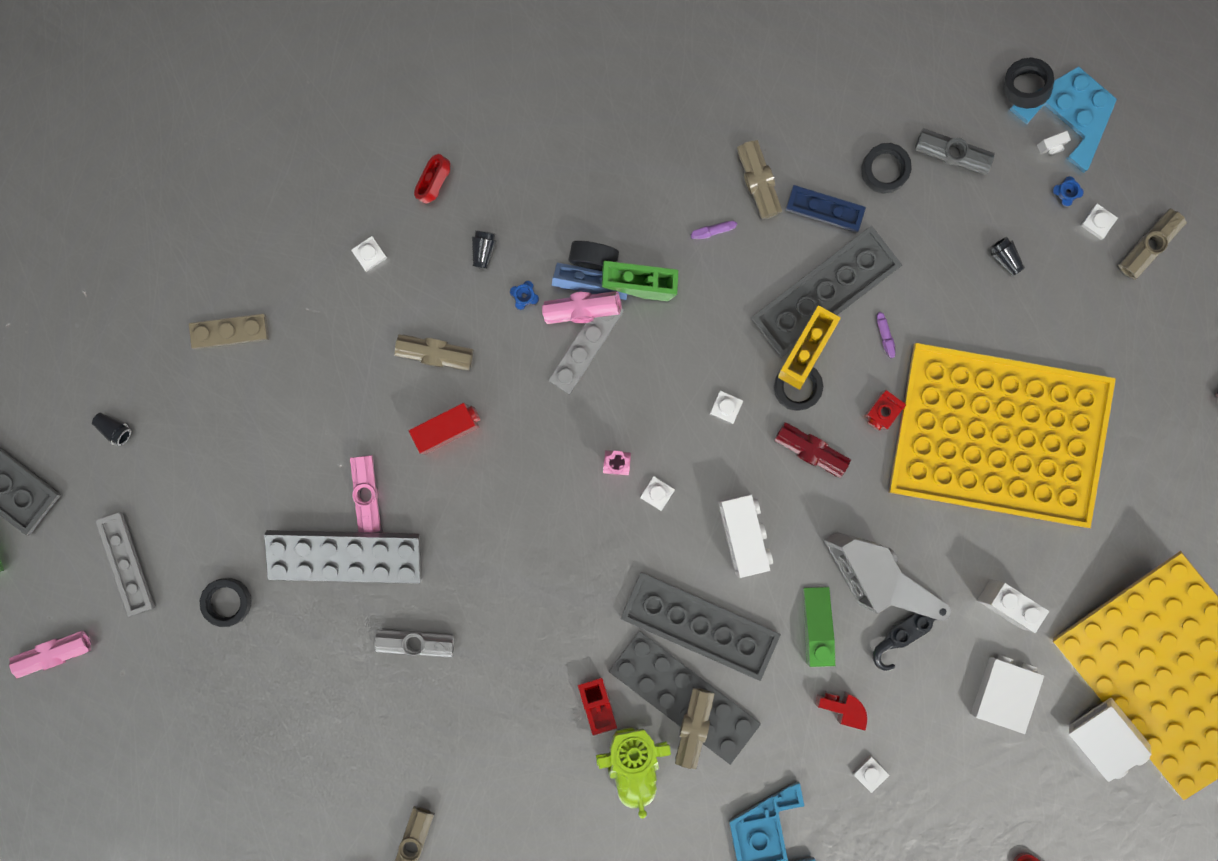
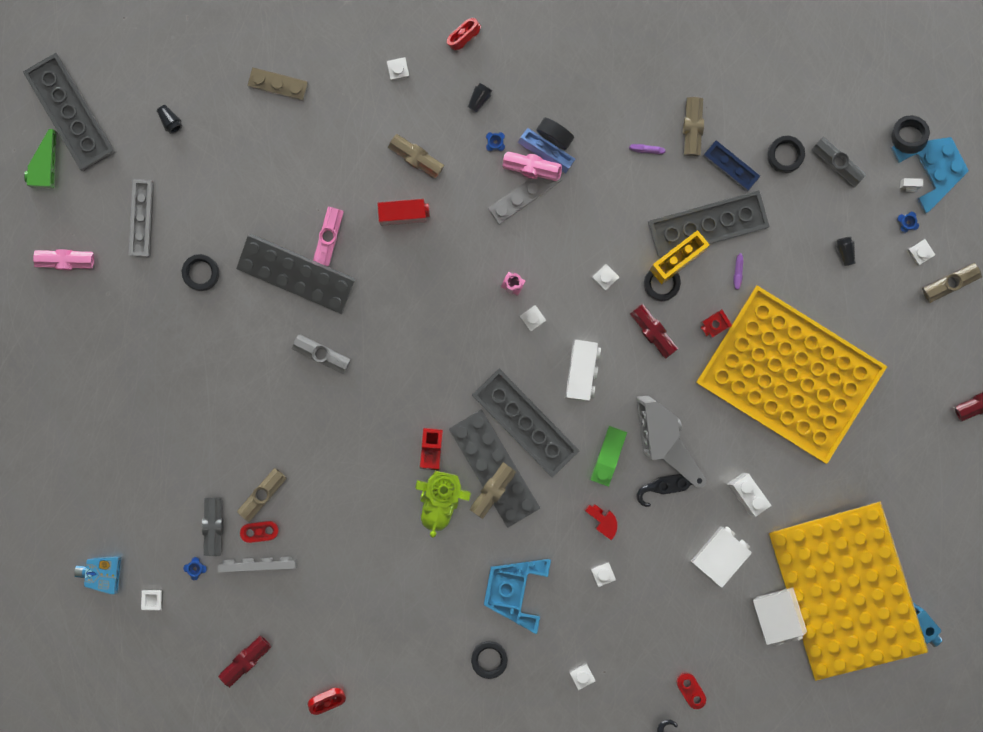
camera: 20 degrees right, 0 degrees up
(640, 280) = (581, 163): bright green slope -> none

